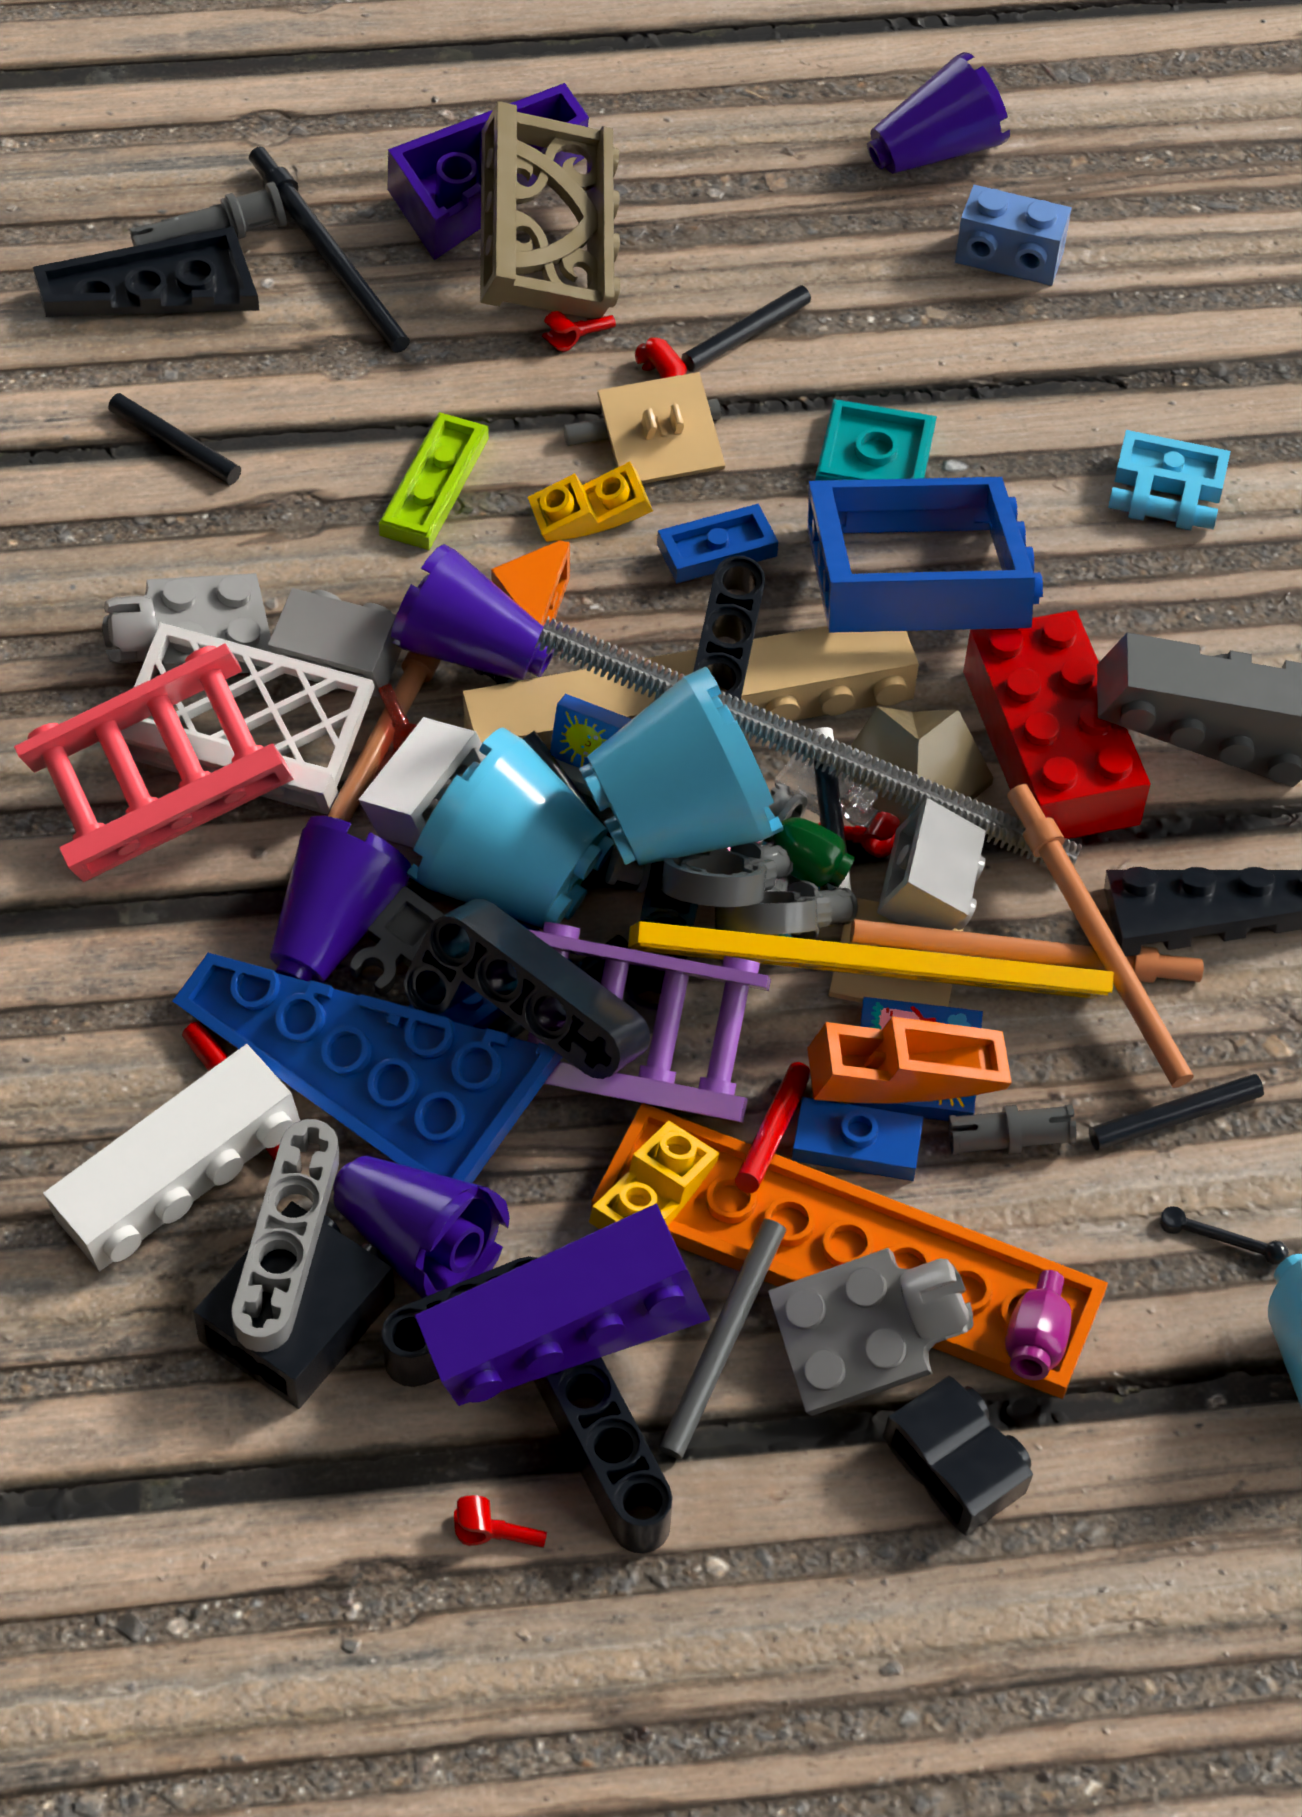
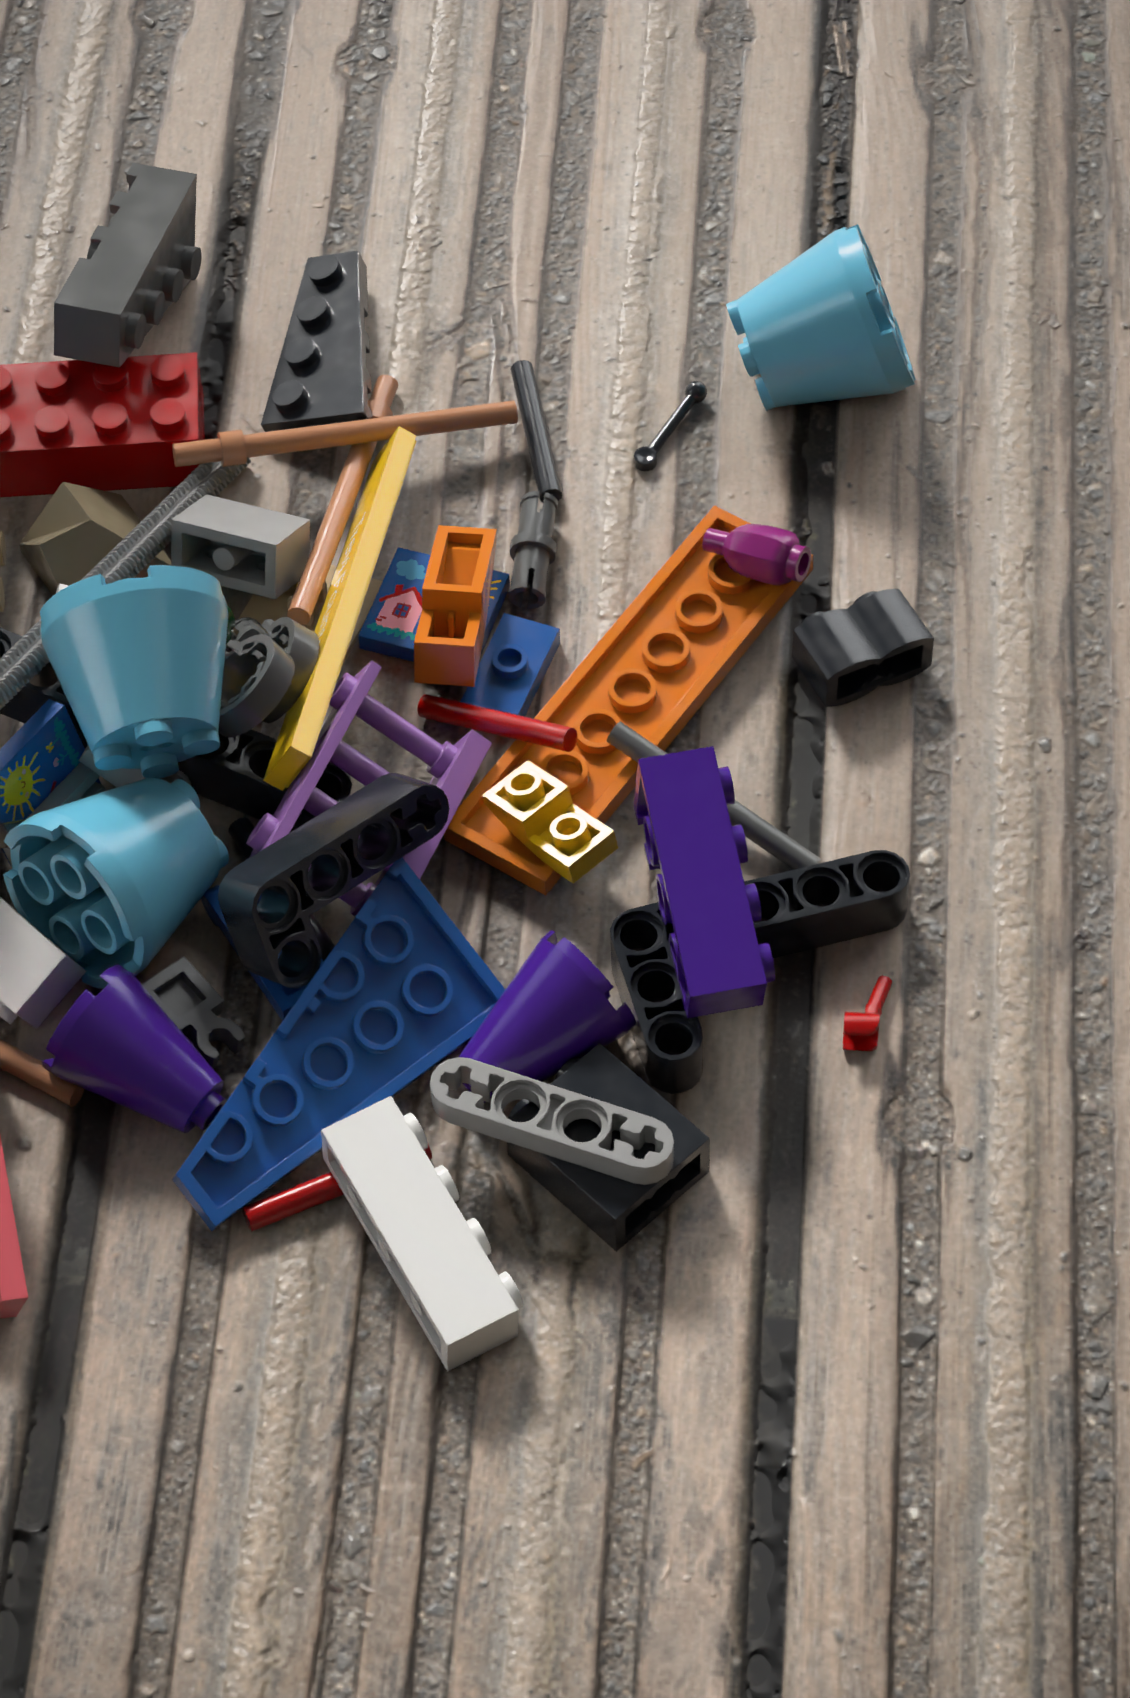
camera: 75 degrees left, 0 degrees up
(867, 1326) = (732, 679): light grey plate -> none

